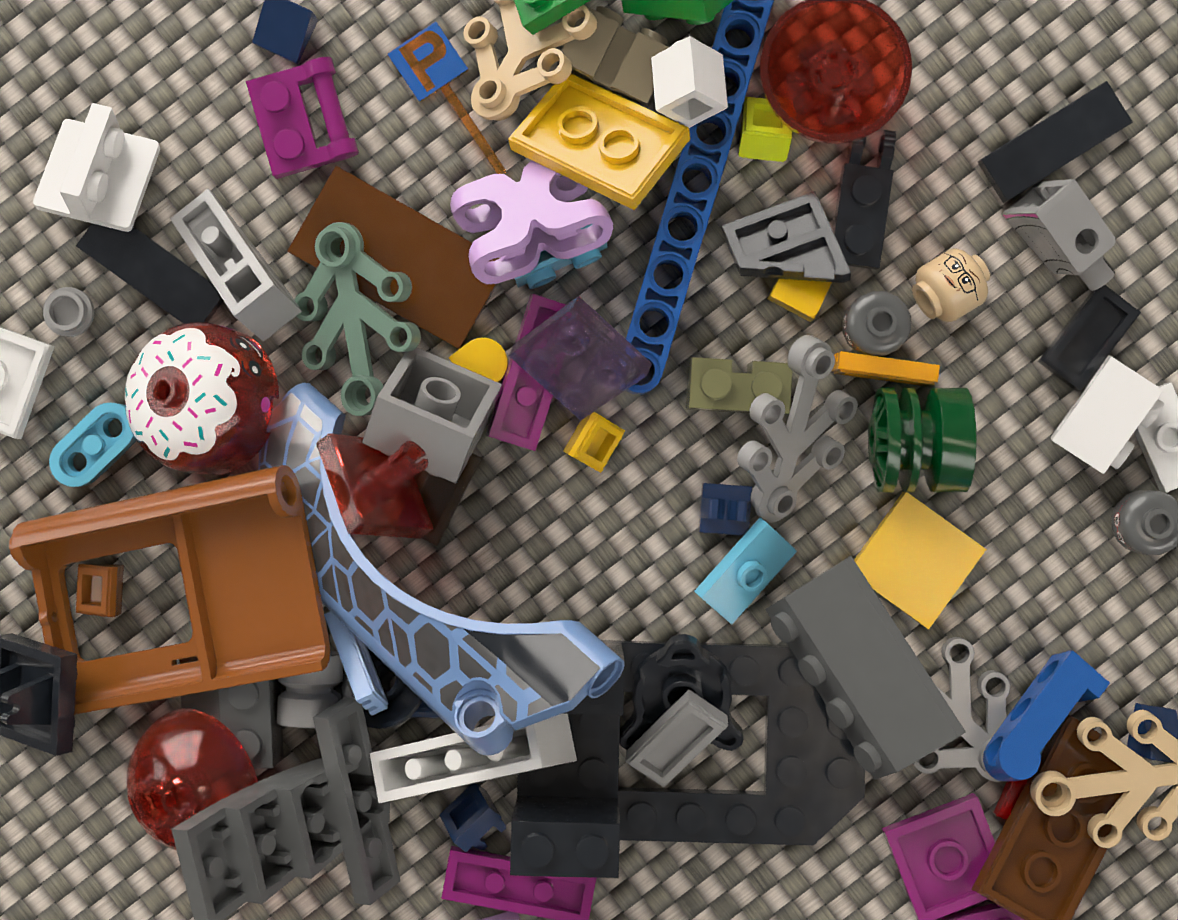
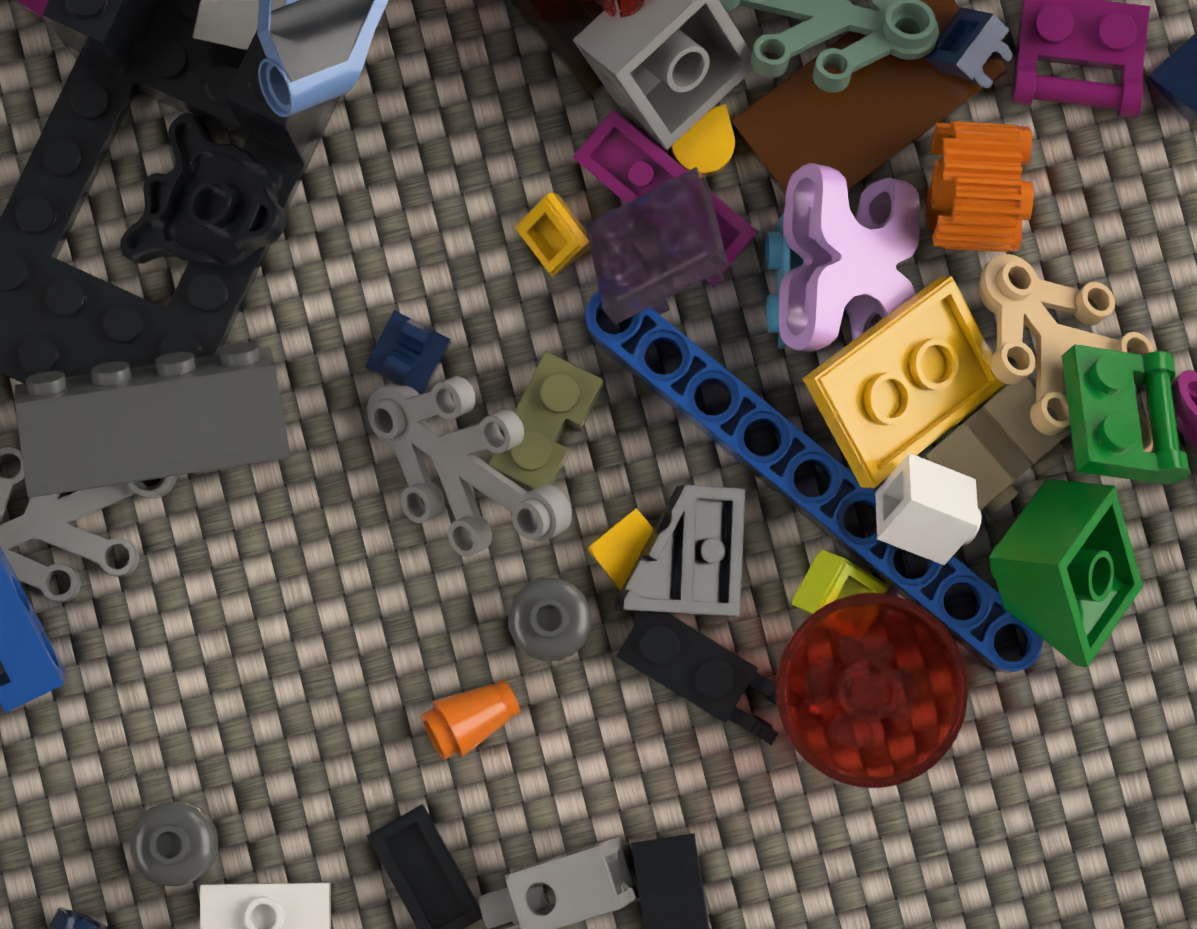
camera: 110 degrees right, 5 degrees down
(332, 197) = (968, 44): none -> dark blue tile
(429, 65) = (1082, 230): piece -> none
(433, 145) = (978, 186): none -> orange brick
(676, 738) = (164, 177): light grey tile -> none
(745, 571) = (324, 344): medium azure plate -> none
(886, 369) = (492, 608): light orange tile -> none
(917, 559) = (249, 553): yellow tile -> none
(932, 440) = (389, 608): dark green wheel -> none
(951, 285) = (558, 730): tan head -> none
(967, 353) = (468, 718): none -> orange cone
(1108, 416) = (324, 847): white brick -> none

